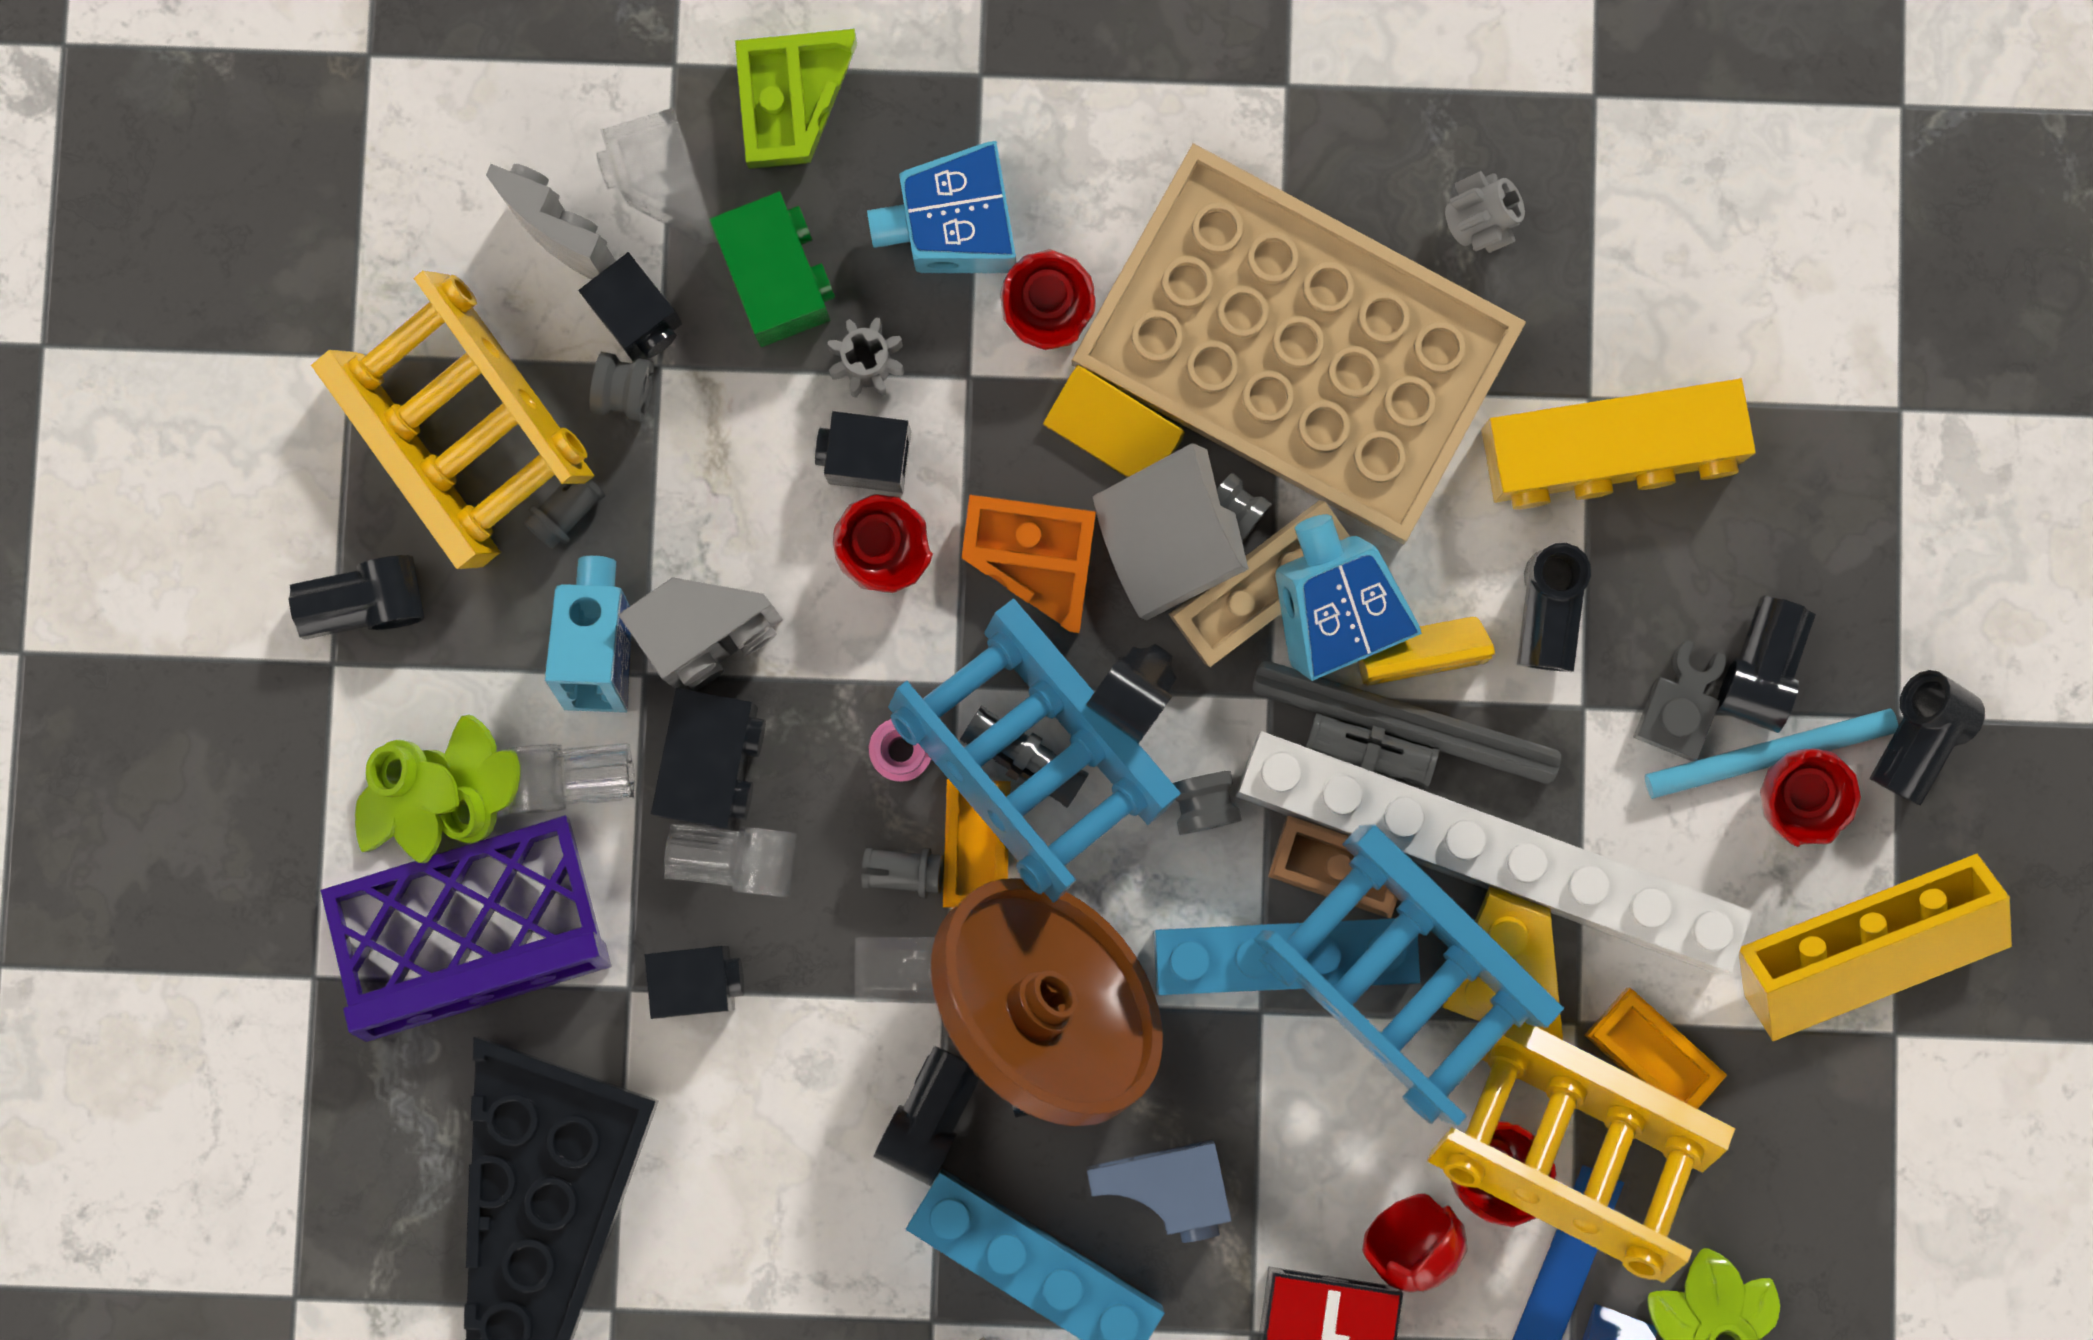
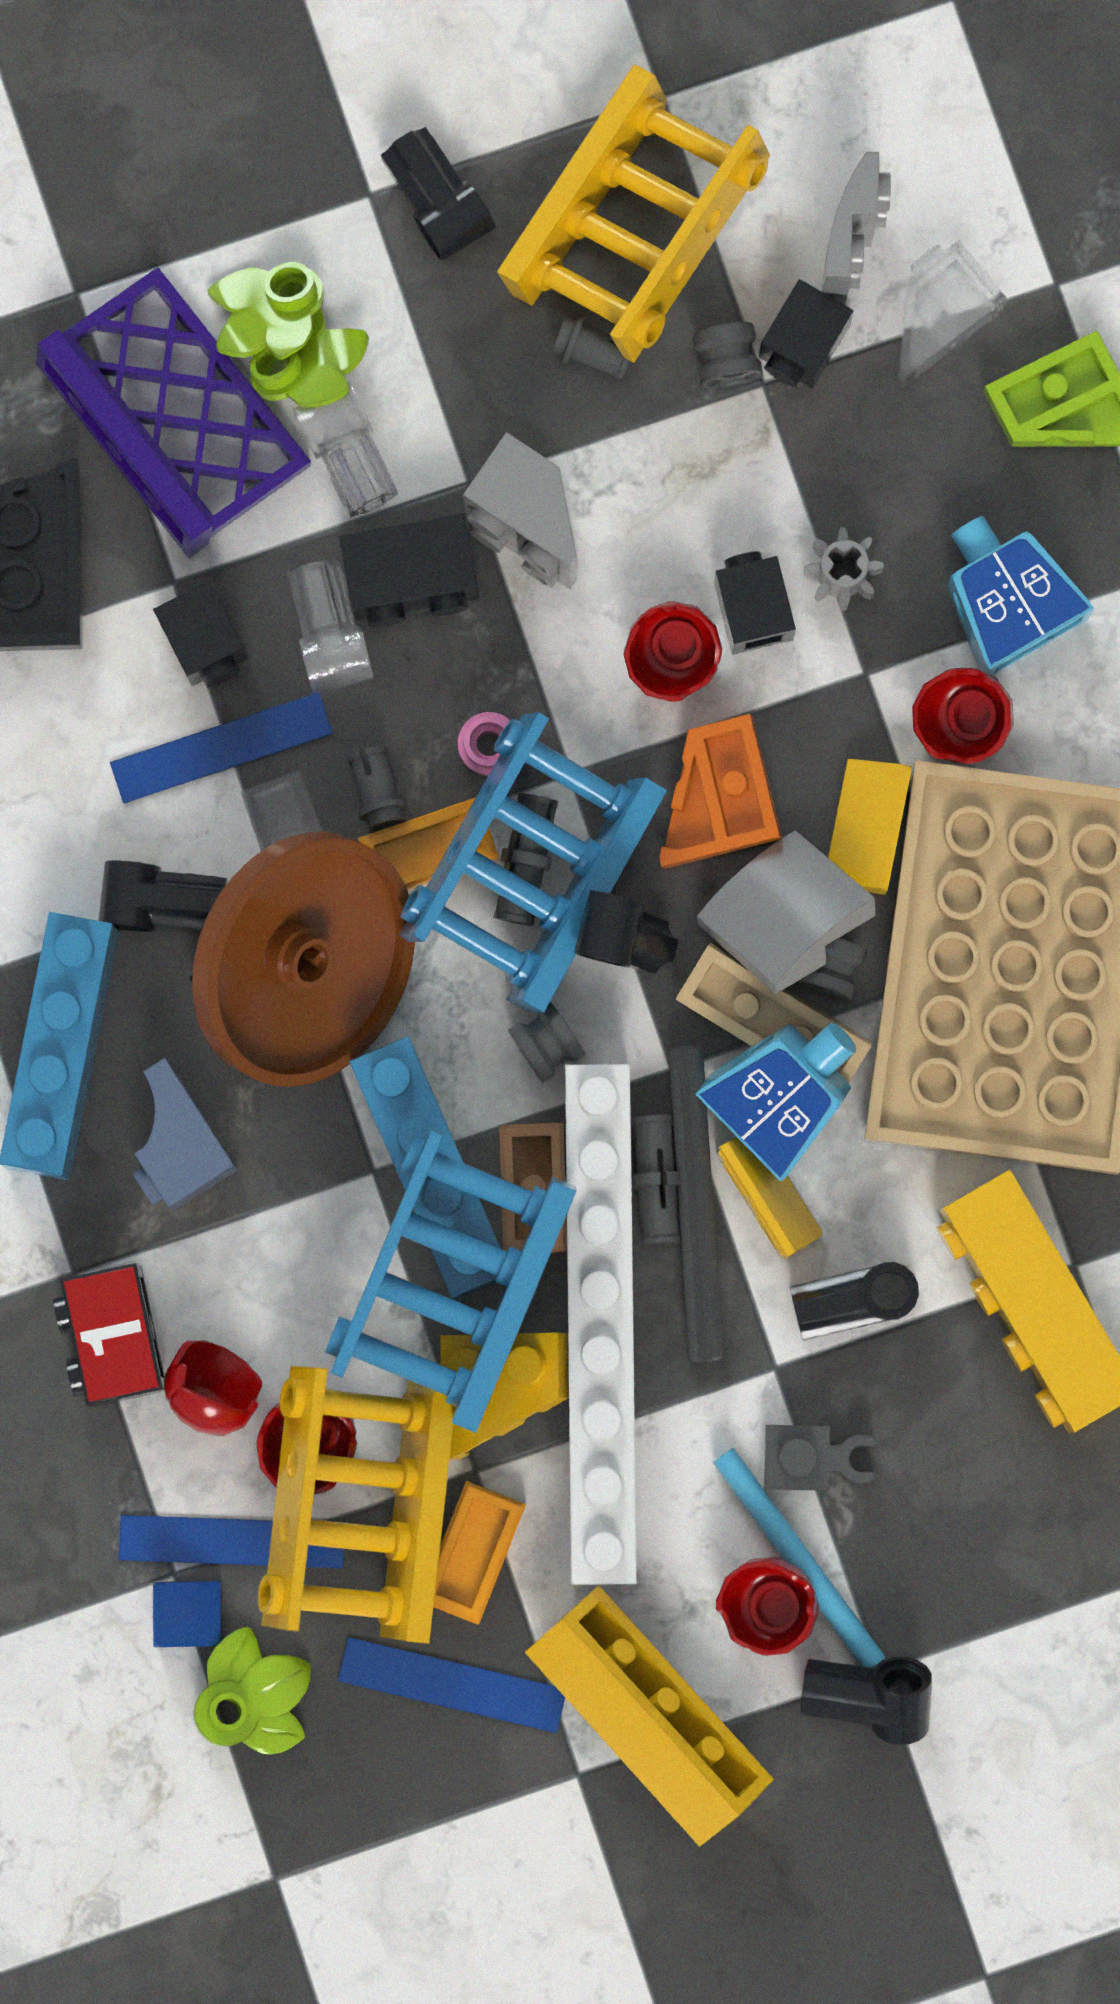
camera: 70 degrees right, 0 degrees up
(589, 641) = (456, 424): medium azure torso -> none
(771, 269) = (893, 450): green brick -> none
(804, 1004) = (221, 747): none -> blue sticker
(1762, 680) = (867, 1522): black piece -> none
(1770, 1122) = (451, 1685): none -> blue sticker

